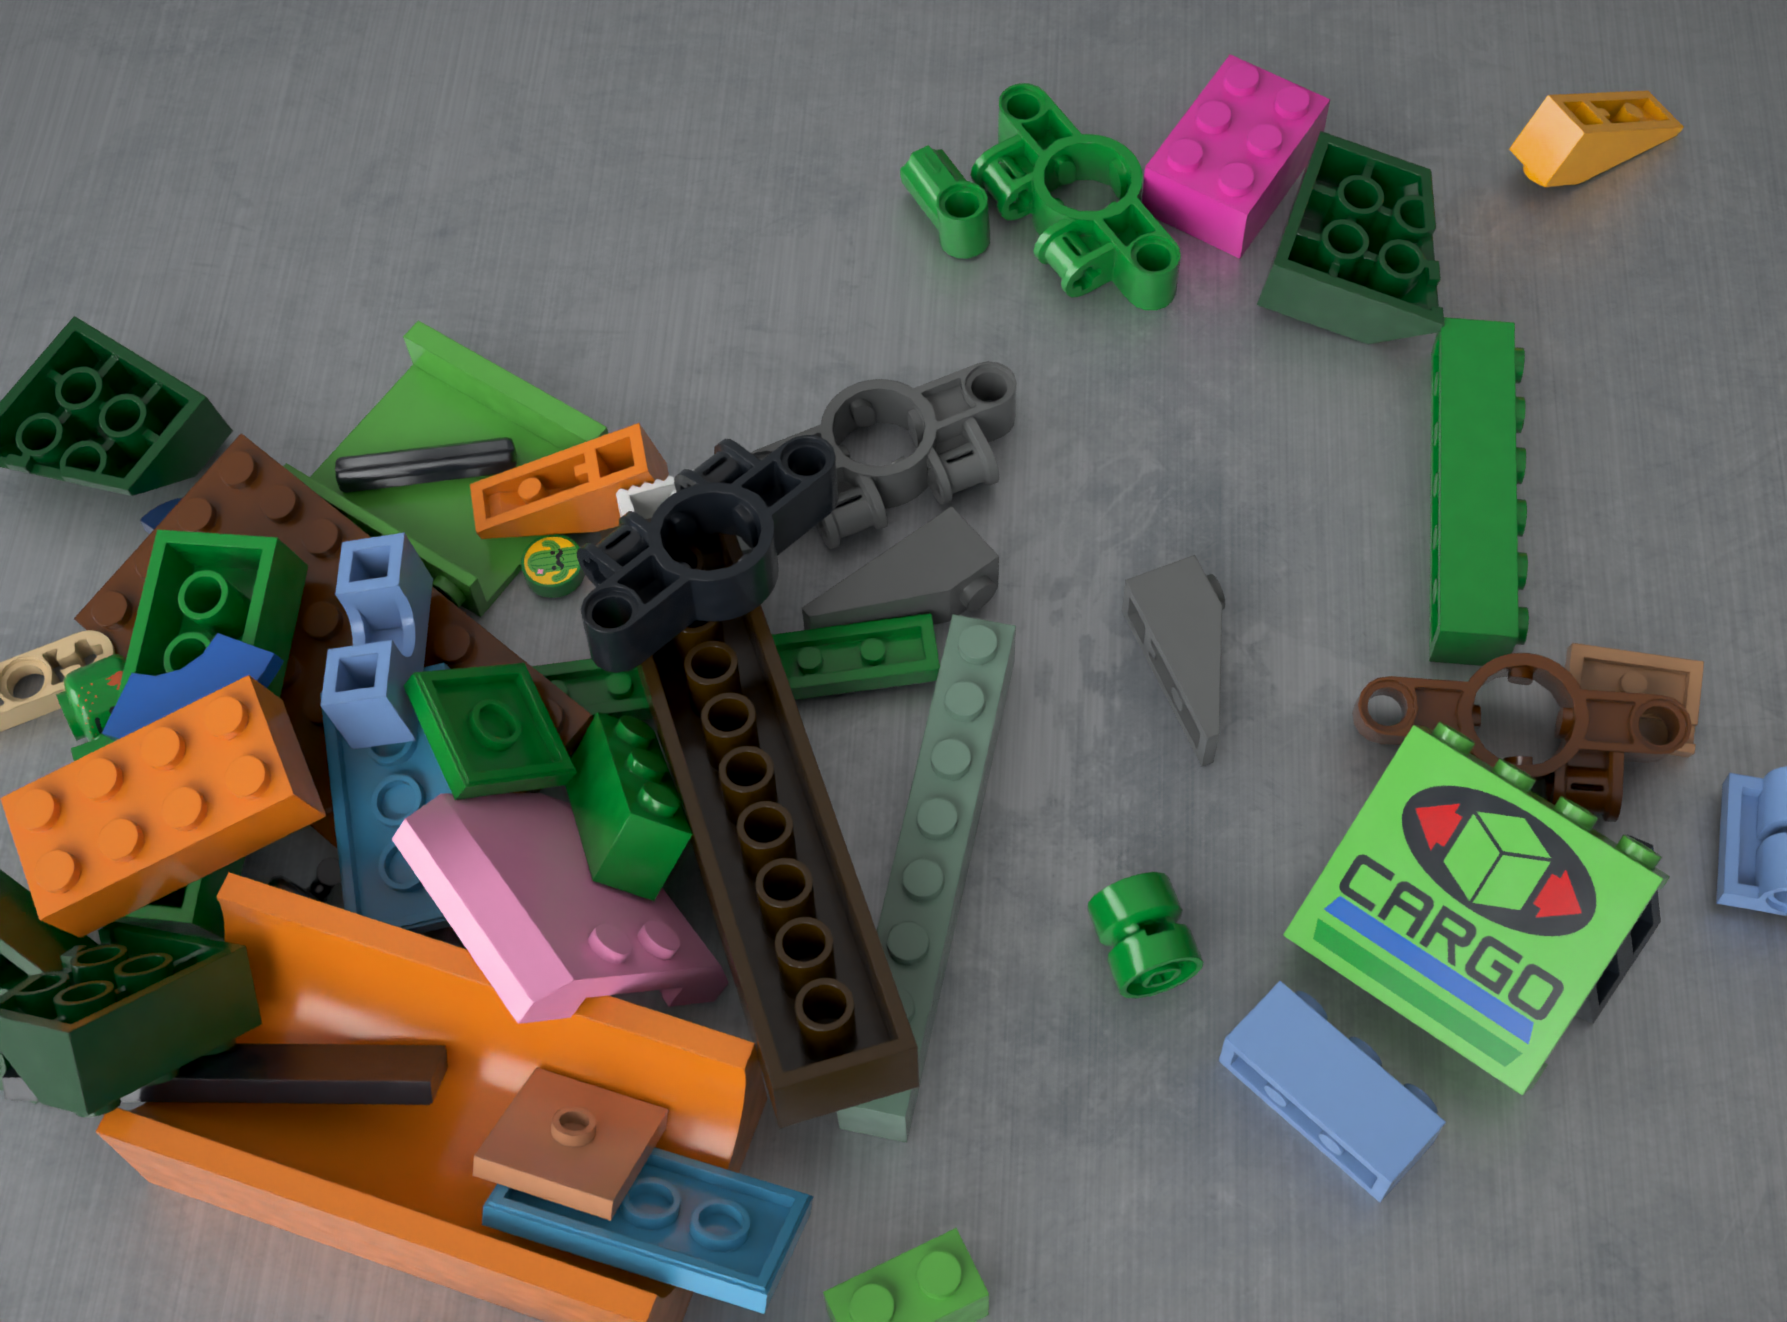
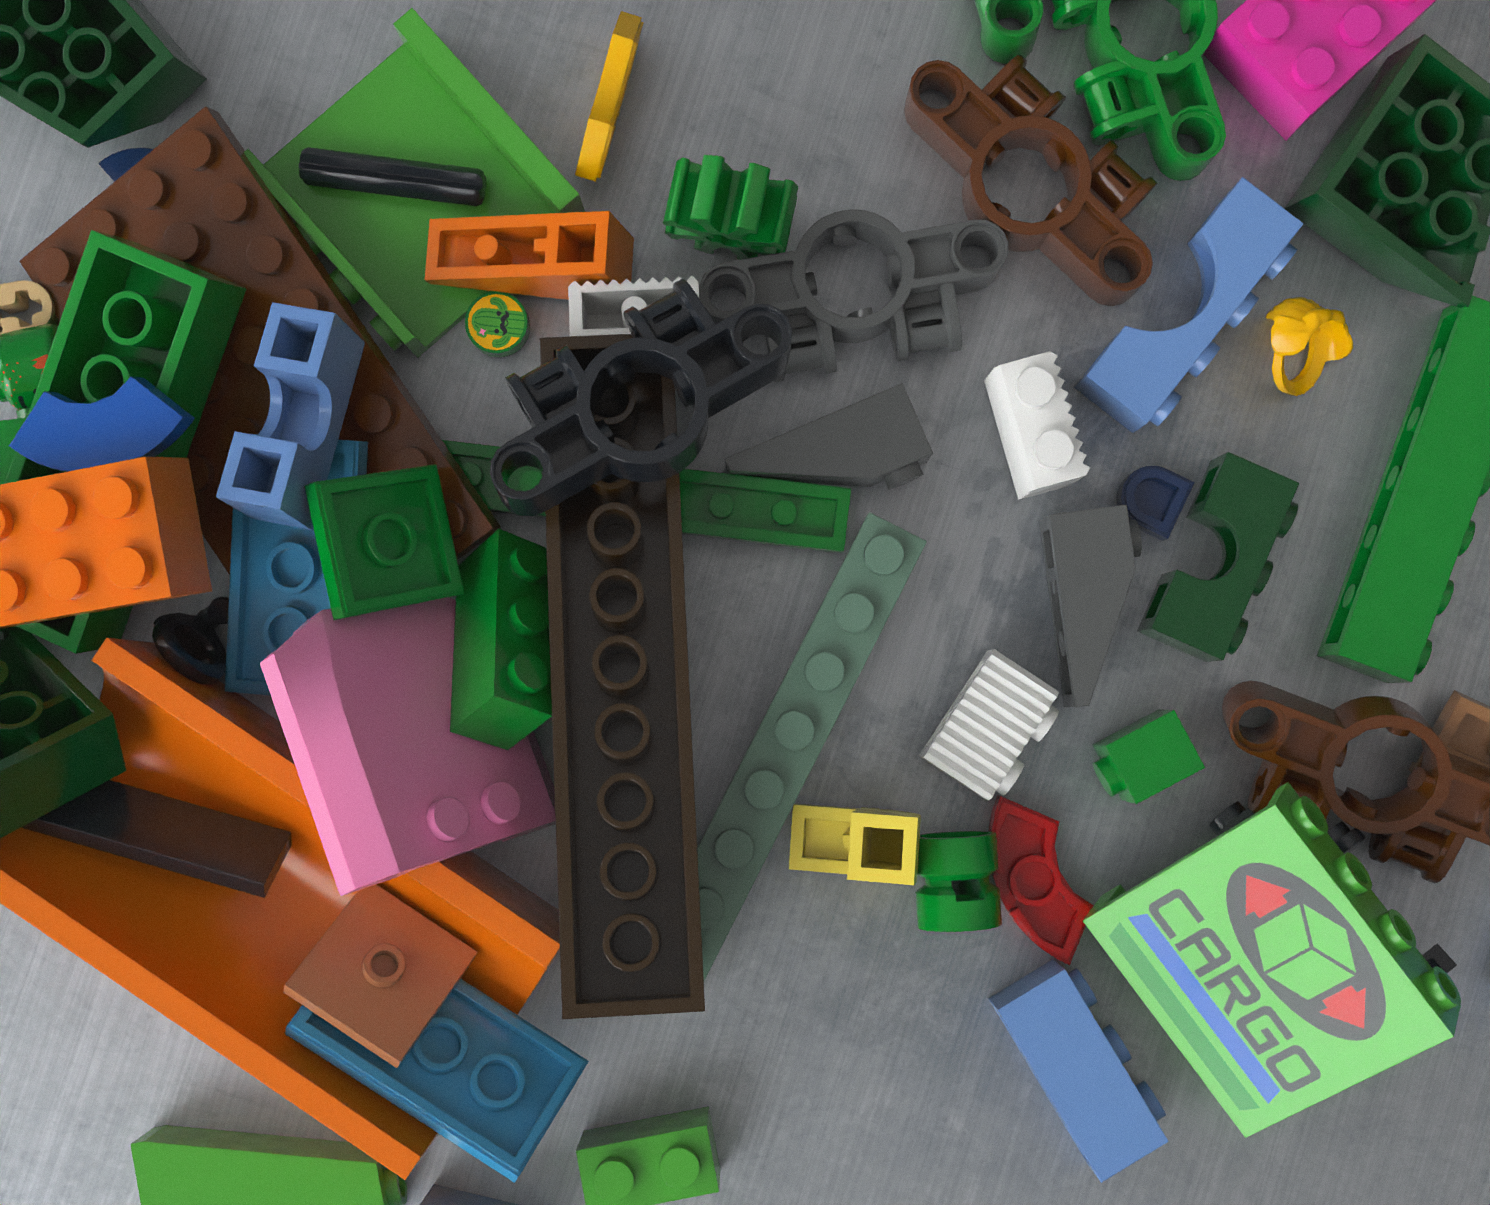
camera: 15 degrees right, 25 degrees up
(615, 355) = (609, 96): none -> yellow tile
(749, 403) = (730, 208): none -> green gear
(1044, 922) = (856, 842): none -> light yellow brick
(1082, 355) = (1016, 114): none -> reddish brown piece
(1089, 519) = (1035, 425): none -> white brick
(1130, 788) = (991, 725): none -> white brick
(1173, 449) = (1233, 250): none -> medium blue arch
(1227, 558) = (1154, 499): none -> dark blue tile
(1228, 935) = (1031, 880): none -> red tile
(1294, 777) = (1146, 757): none -> green brick
(1298, 637) = (1246, 512): none -> dark green arch
(1334, 392) = (1294, 325): none -> yellow piece

